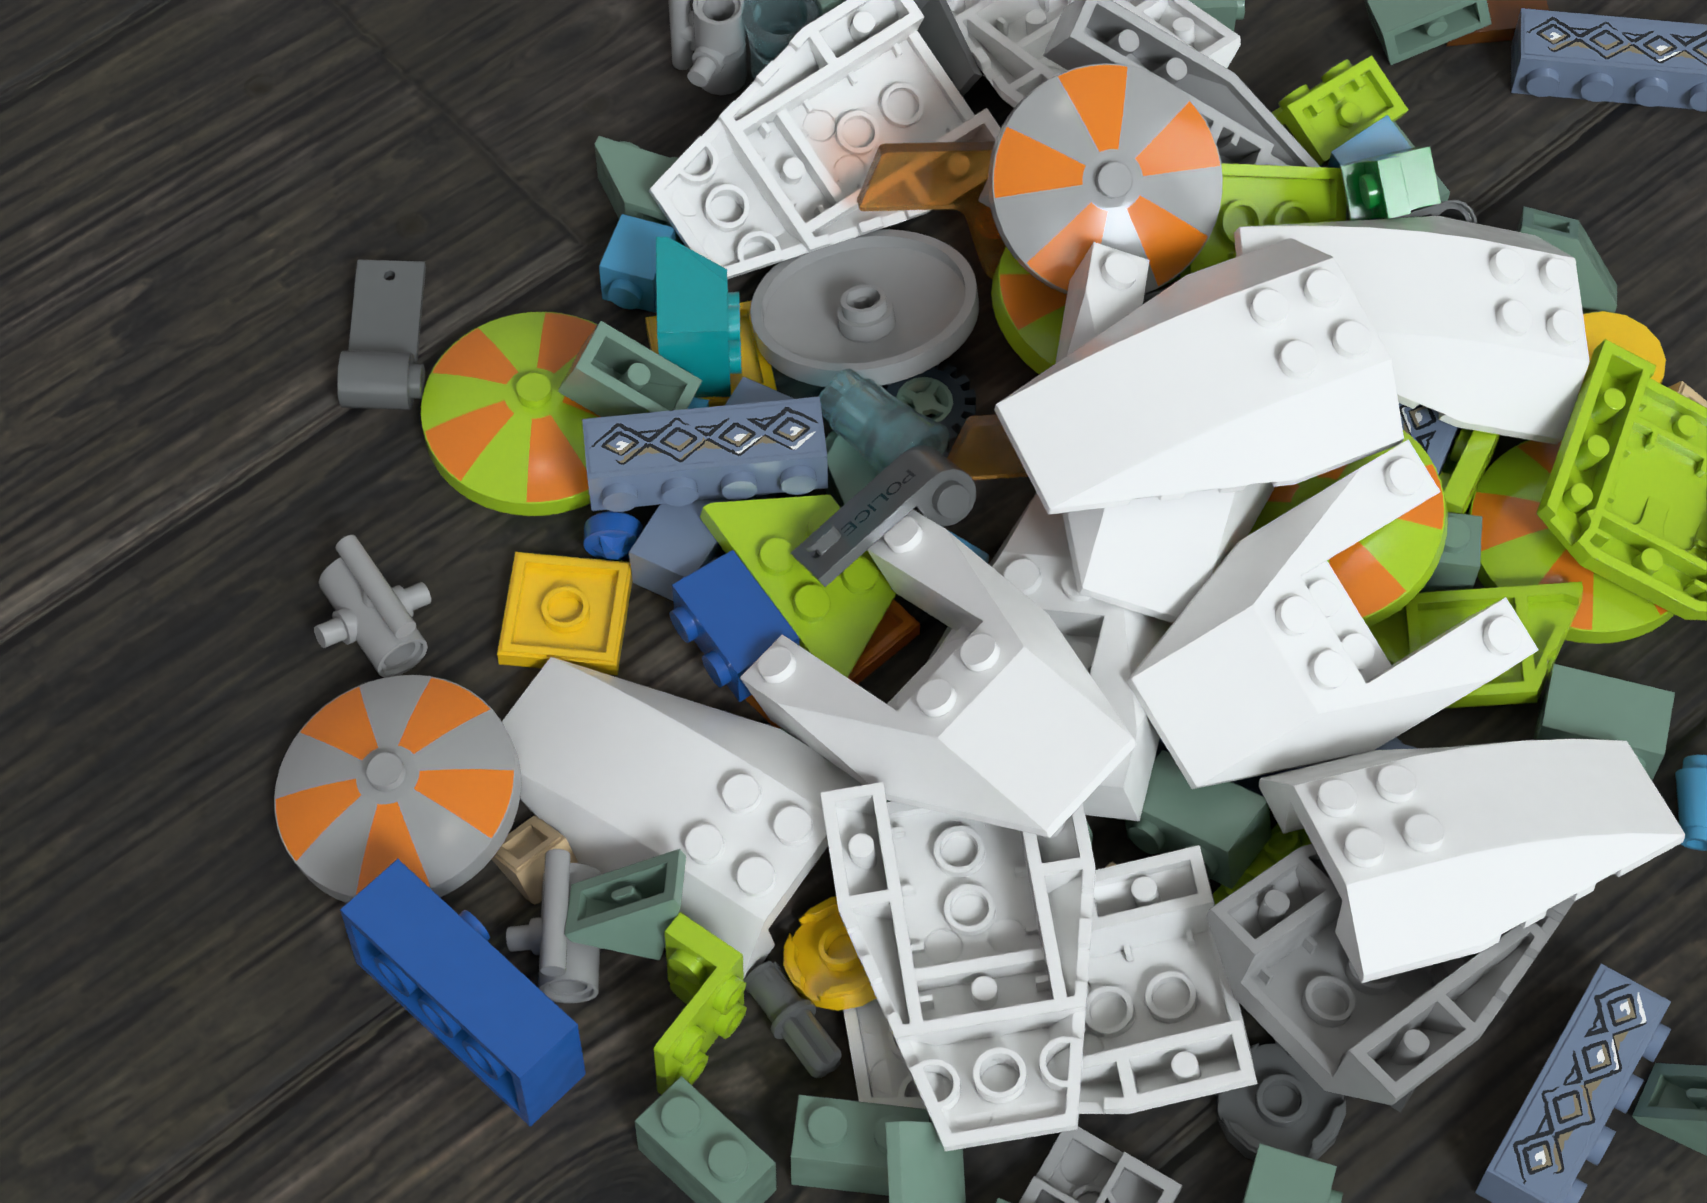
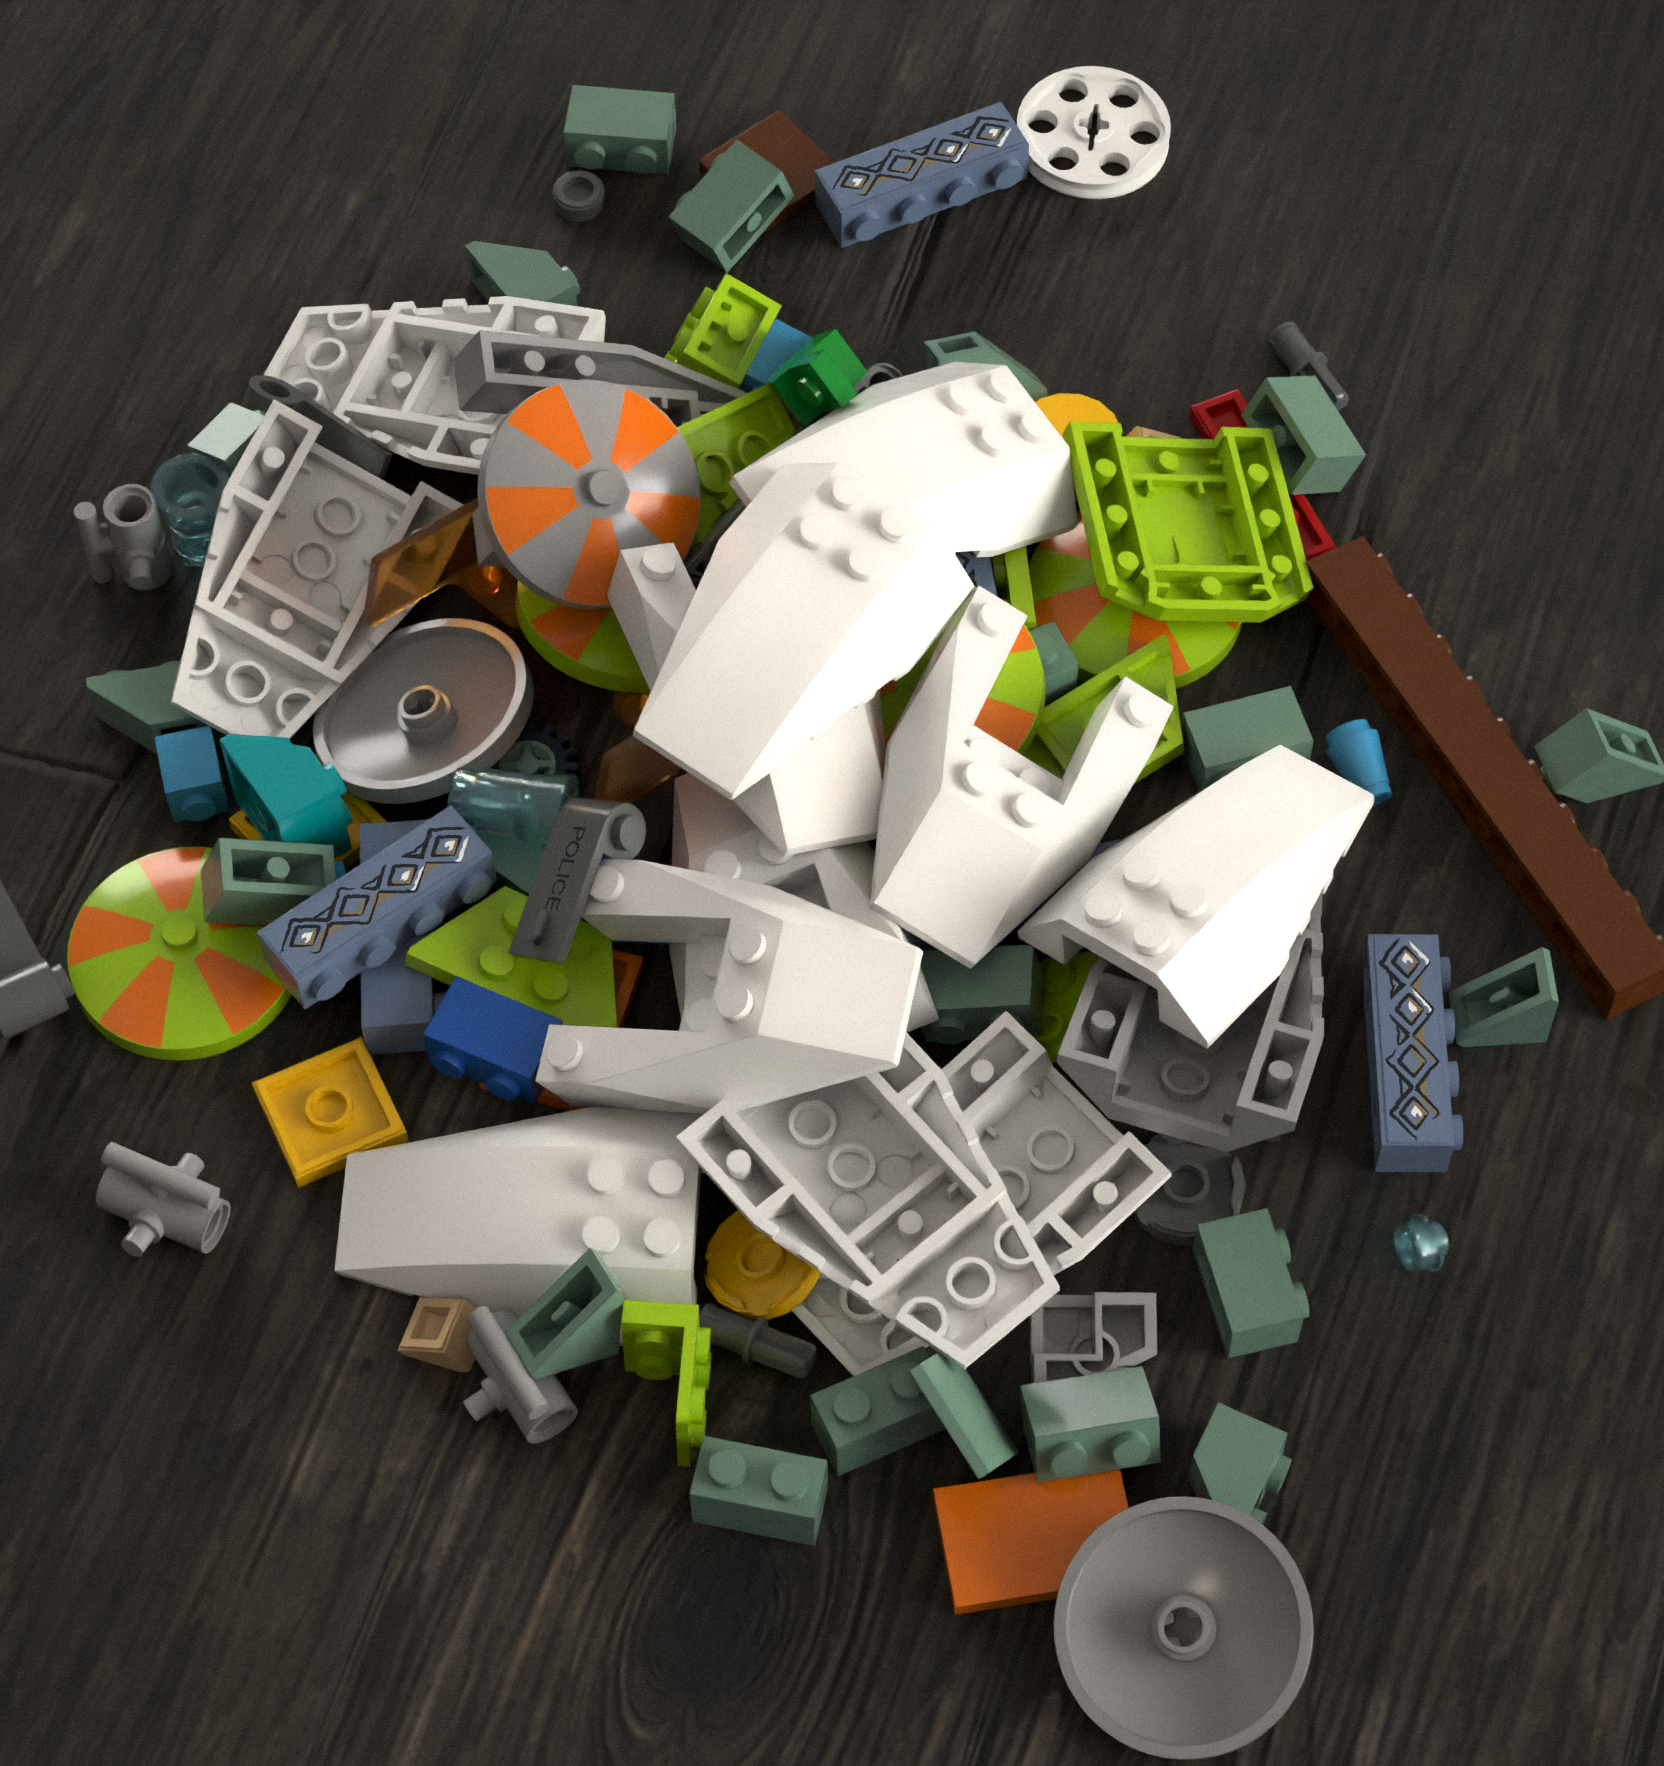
camera: 30 degrees left, 0 degrees up
(400, 775) = (290, 1342): dish -> none
(464, 991) = (470, 1472): blue brick -> none
(611, 535) = (330, 1022): blue tile -> none

